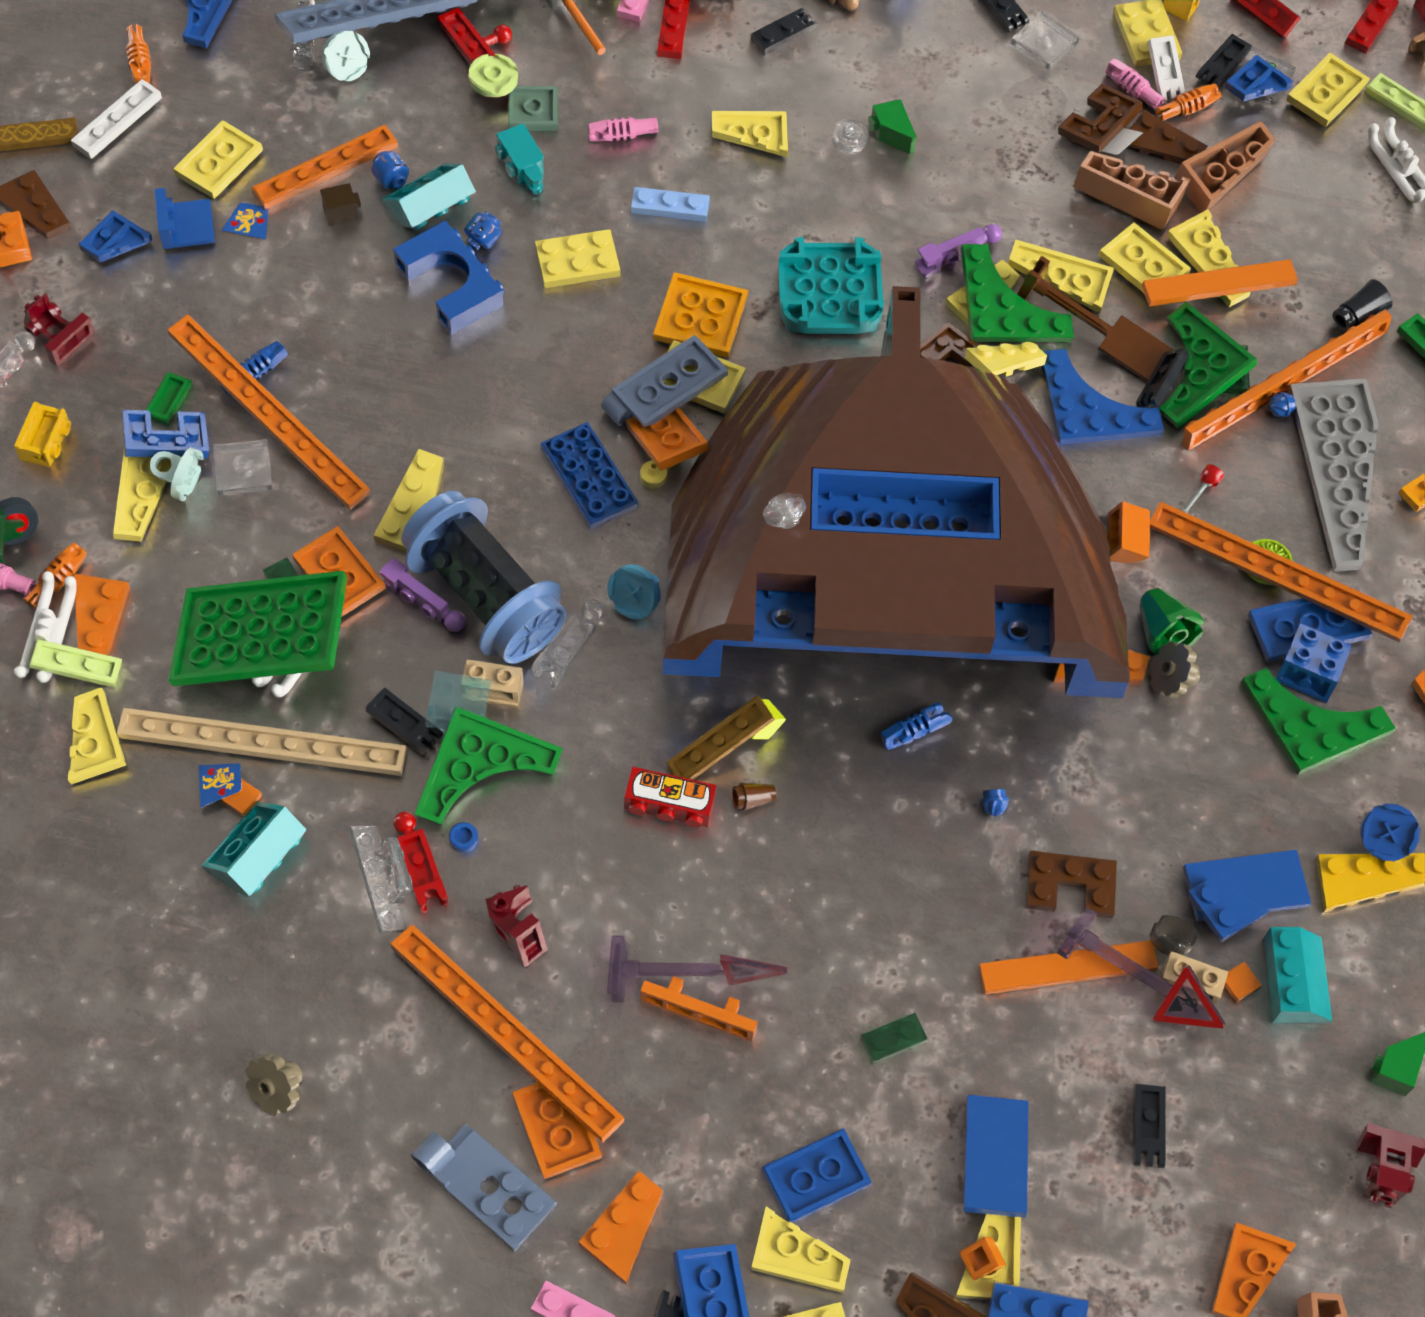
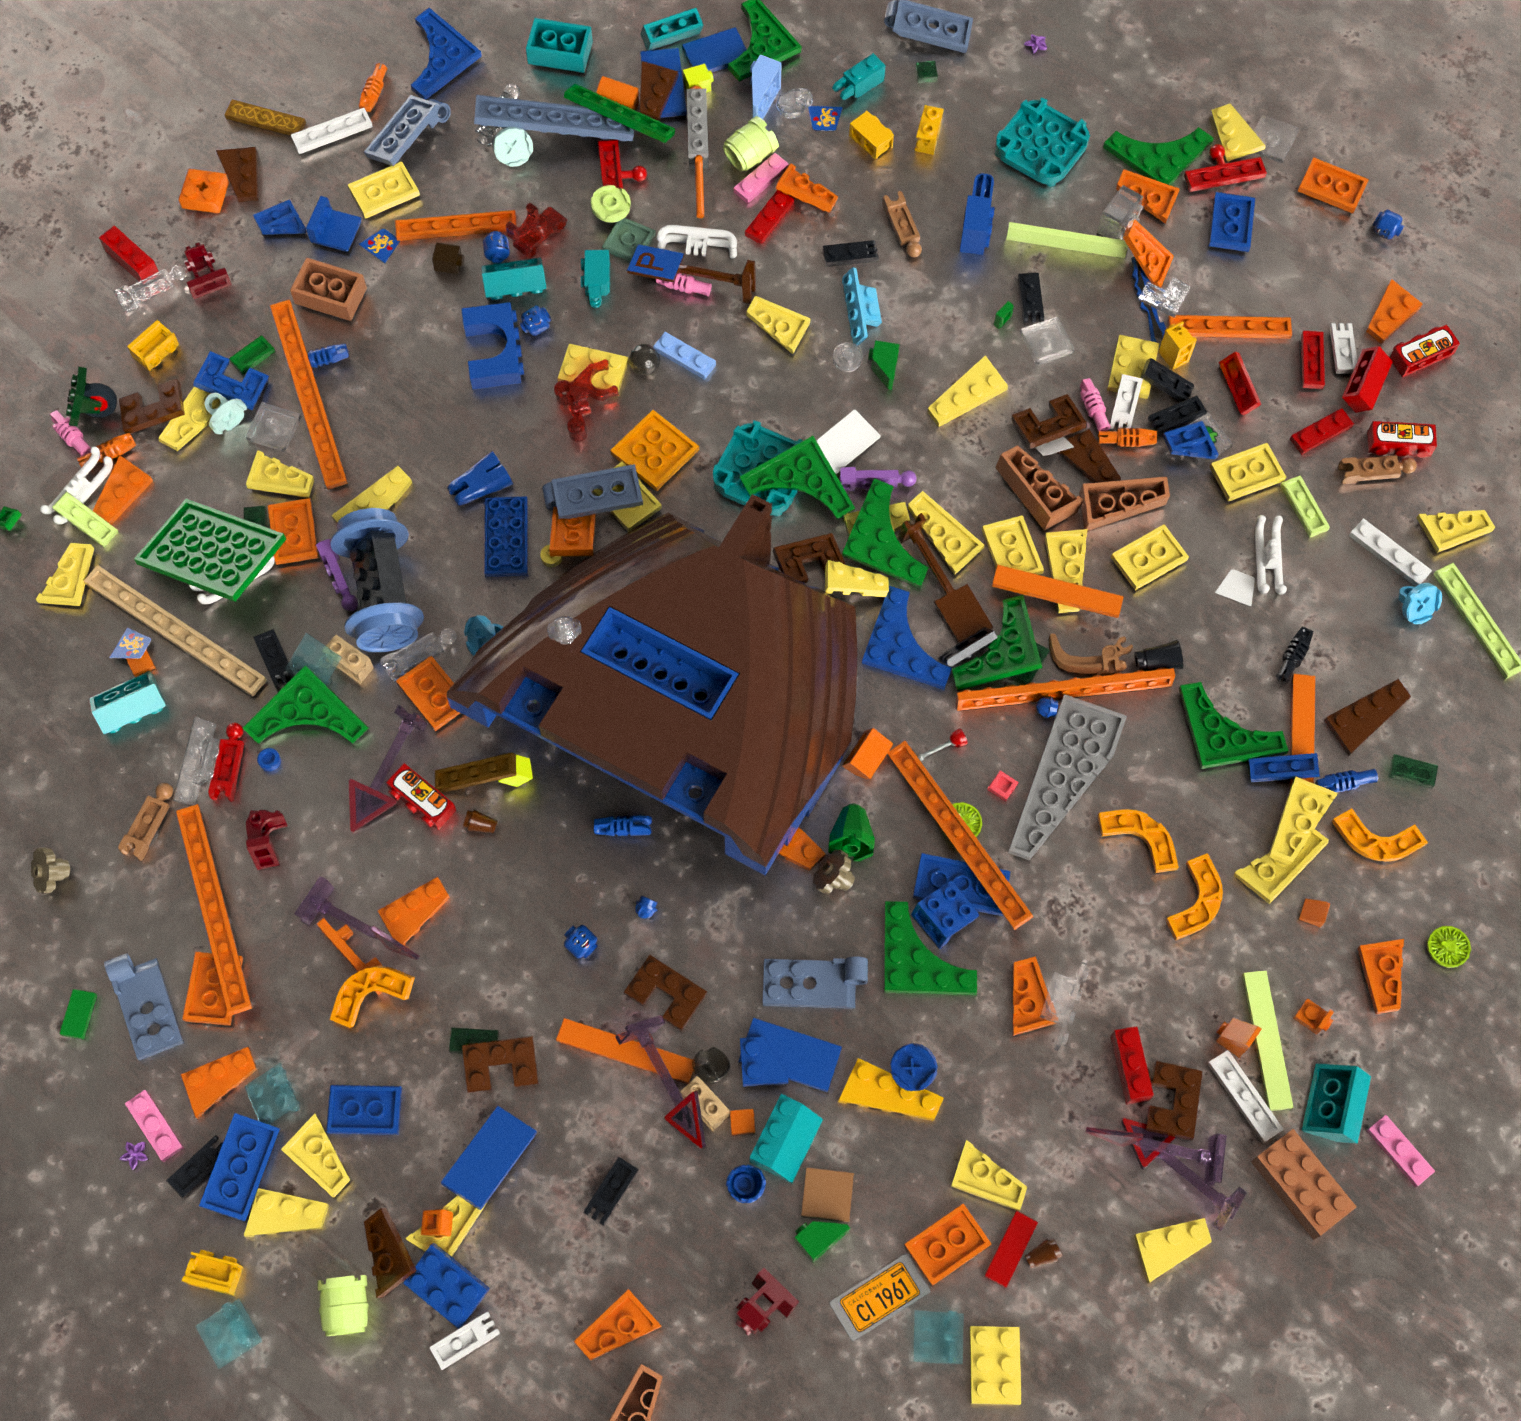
camera: 30 degrees right, 5 degrees up
(104, 496) = (137, 417): none -> reddish brown plate
(211, 65) = (413, 118): none -> sand blue hinge
(221, 288) = (328, 289): none -> nougat brick
(281, 521) = (276, 477): none -> light yellow wing
(361, 972) = (147, 822): none -> medium nougat plate
(409, 1234) = (78, 1014): none -> green tile
(426, 136) = (529, 235): none -> clear red piece
(526, 424) = (480, 480): none -> blue piece
(582, 294) = (577, 395): none -> clear red piece
(598, 116) = (666, 264): none -> piece
(609, 831) = (368, 802): none -> clear purple piece
(613, 76) = (697, 238): none -> white piece
(613, 678) = (427, 690): none -> orange plate
(629, 224) = (644, 359): none -> clear smoke hair
(701, 1211) = (272, 1095): none -> clear light blue hinge
(736, 924) = (412, 910): none -> orange wing
(740, 1027) = (361, 984): none -> light orange plate
(829, 79) = (861, 306): none -> medium azure bracket
(880, 265) = (803, 470): none -> green plate
(900, 227) = (847, 440): none -> white sticker
(947, 871) = (580, 941): none -> blue head
(952, 1024) = (484, 1054): none -> reddish brown plate
(985, 30) = (1003, 315): none -> green tile
(997, 122) = (971, 390): none -> light yellow wing
(1193, 30) = (1167, 380): none -> black hinge
(1239, 785) = (834, 982): none -> sand blue hinge
(1285, 212) = (1149, 557): none -> light yellow plate
(1285, 505) = (1003, 786): none -> coral tile
(1289, 1043) = (746, 1183): none -> blue hair
(1312, 335) = (1102, 665): none -> medium nougat piece
(1377, 1015) = (827, 1195): none -> medium nougat tile
(1388, 207) = (1237, 587): none -> white sticker

